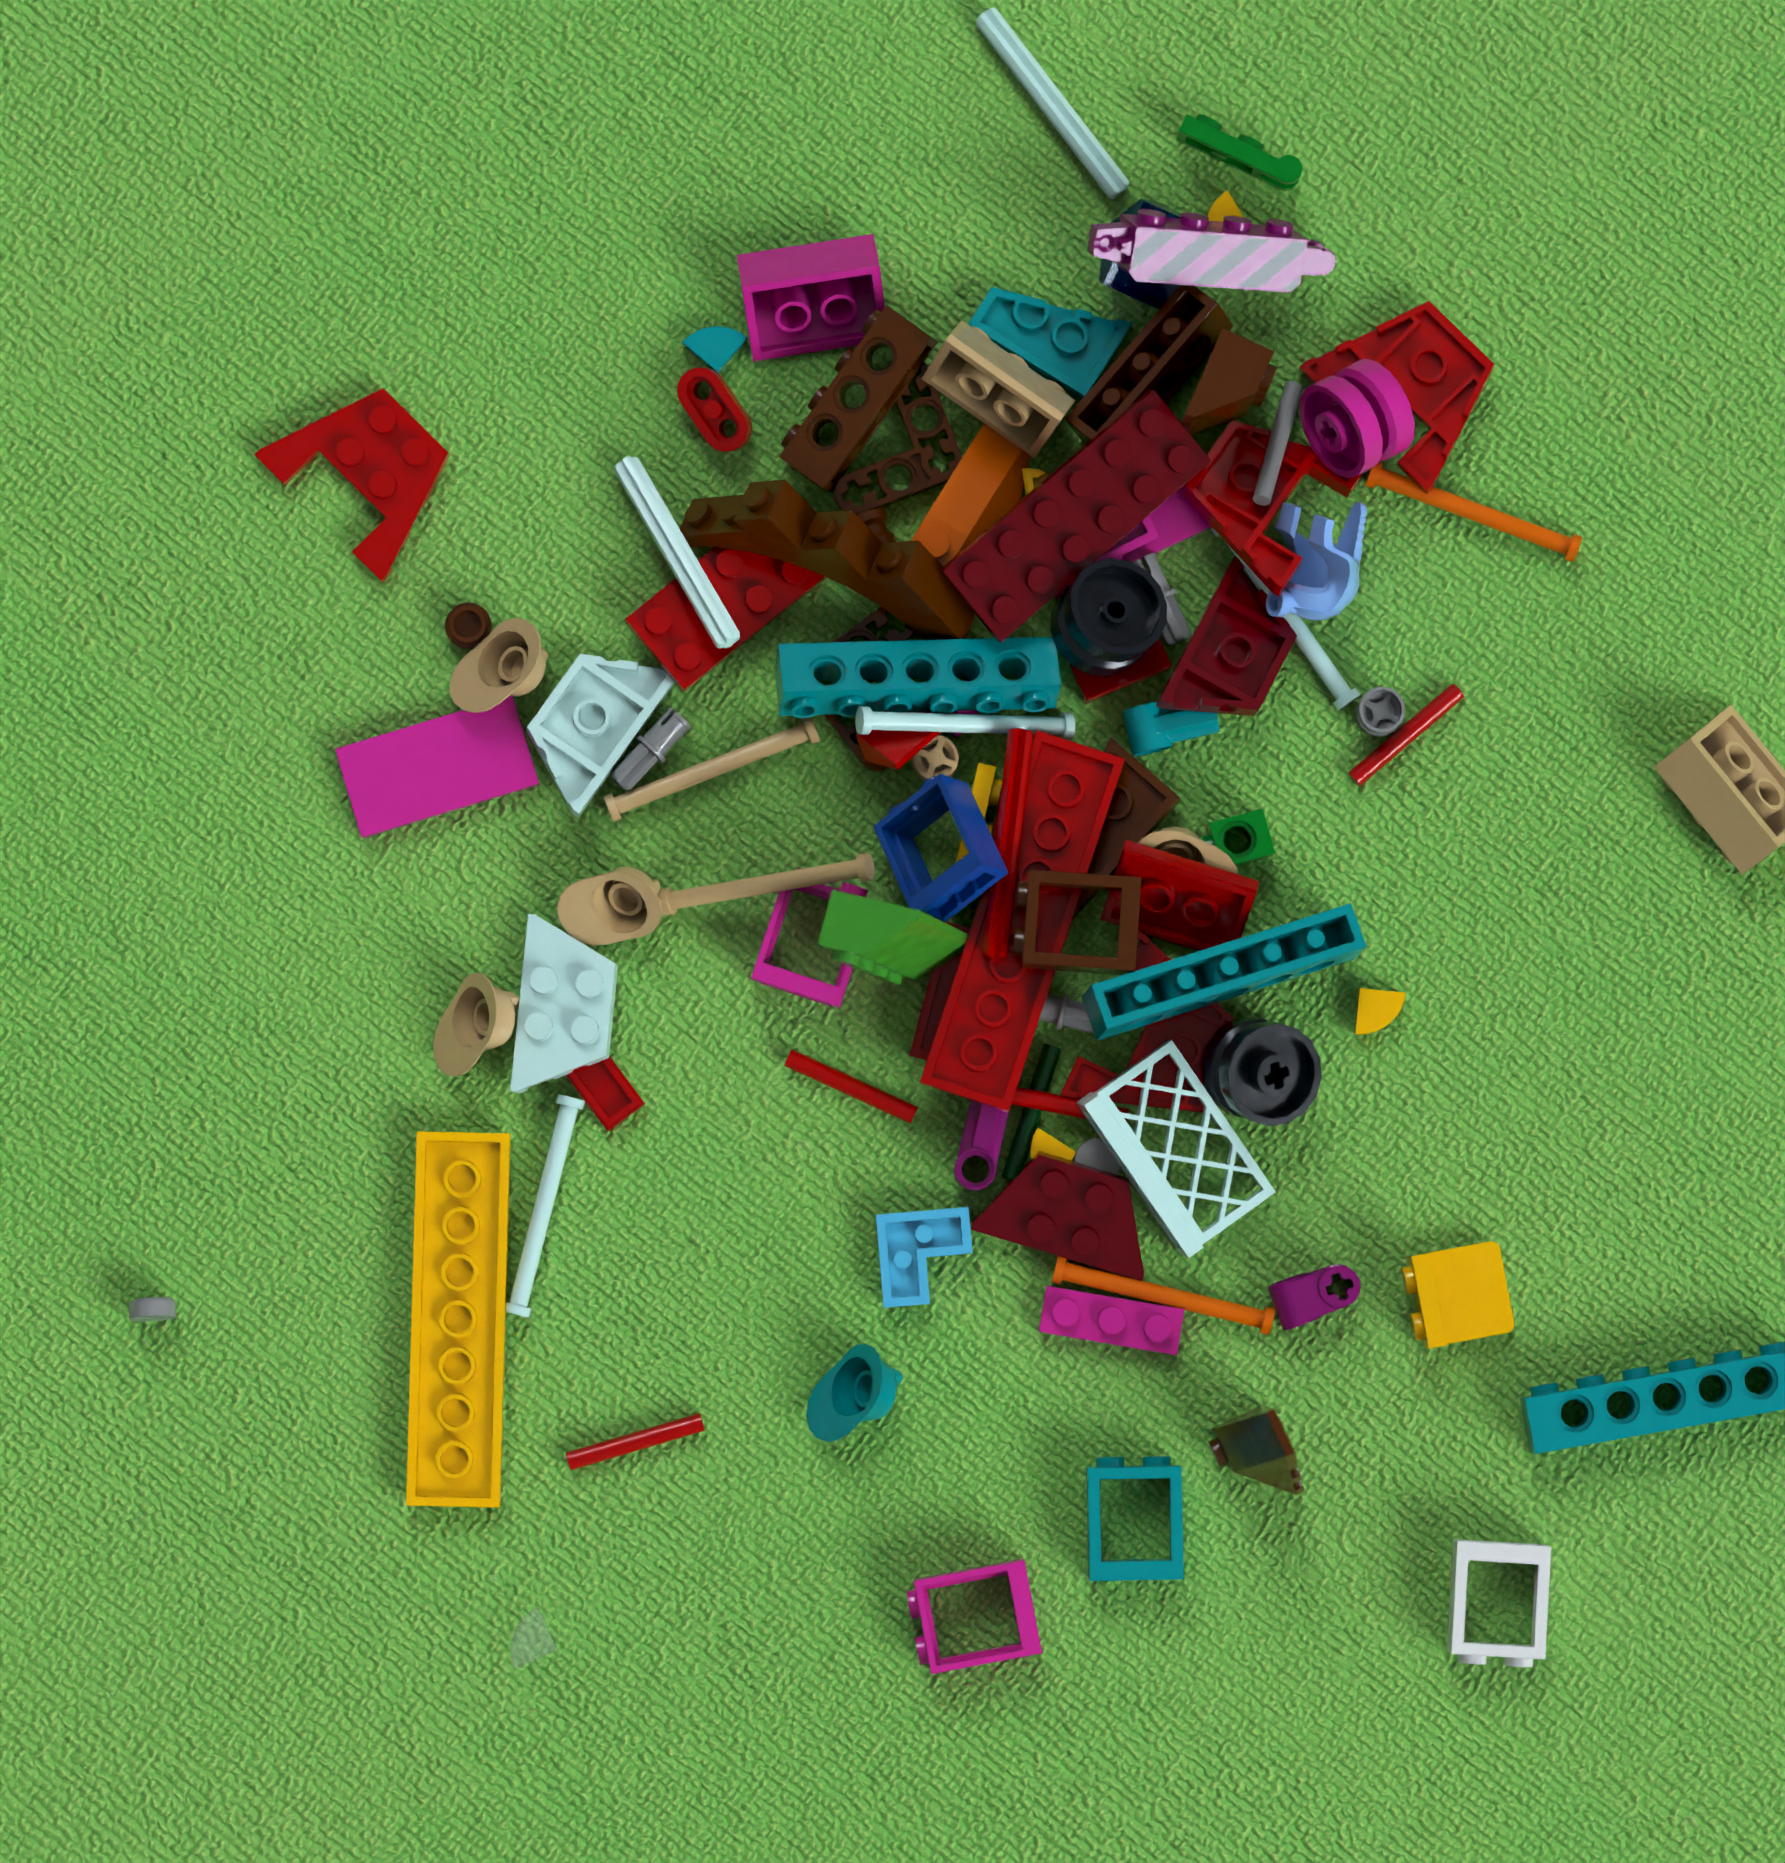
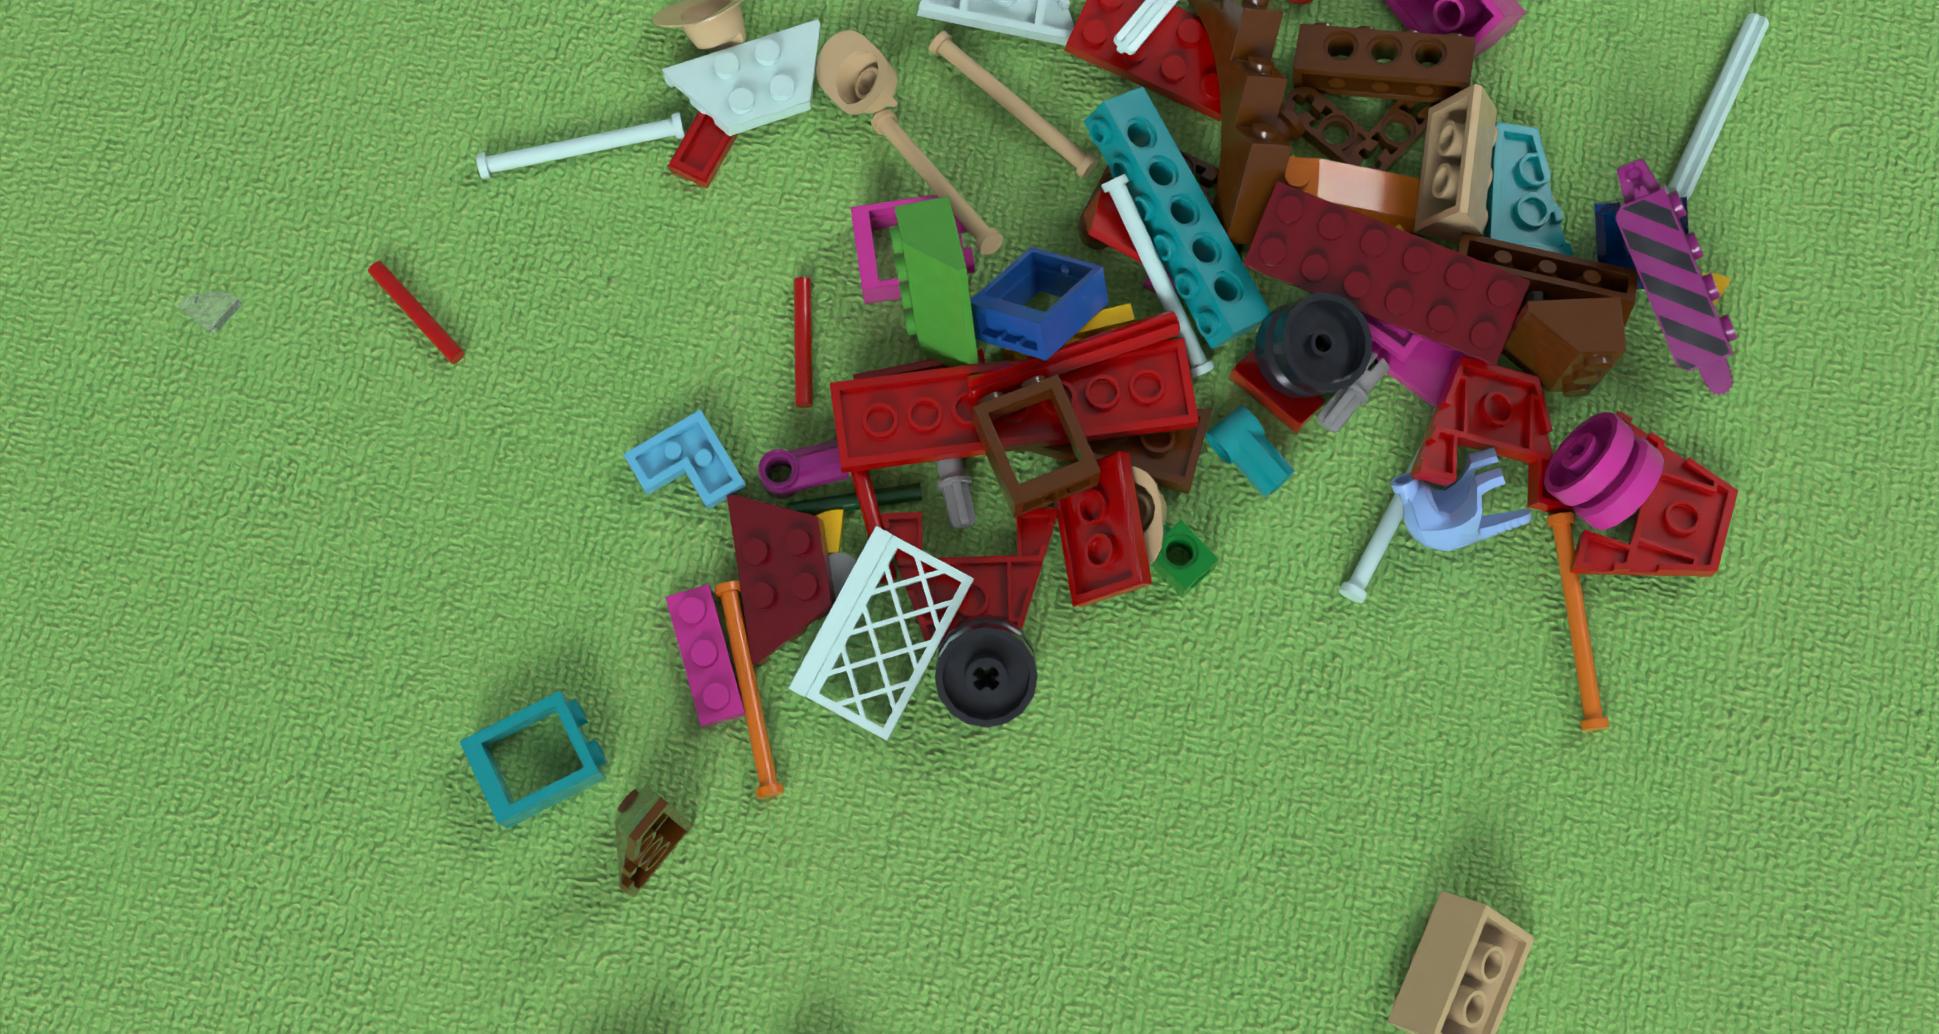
camera: 70 degrees right, 10 degrees down
(458, 1319) = (451, 123): yellow plate -> none
(650, 749) = (1003, 48): light grey axle -> none
(852, 1392) = (537, 466): teal piece -> none
(937, 752) = (1116, 266): tan wheel -> none
(1023, 1607) = (411, 699): dark pink window -> none
(1223, 972) = (1057, 593): teal brick -> none
(1231, 652) = (1338, 469): dark red wing -> none
(1240, 153) = (1768, 273): green plate -> none
(1277, 443) = (1535, 420): light grey bar -> none
(1305, 1295) = (807, 815): magenta piece -> none
(1376, 1009) = (1094, 752): yellow tile -> none
(1384, 705) = (1363, 618): light grey wheel -> none
(1406, 734) = (1350, 660): red bar -> none
(1458, 1294) = (873, 949): yellow bracket -> none

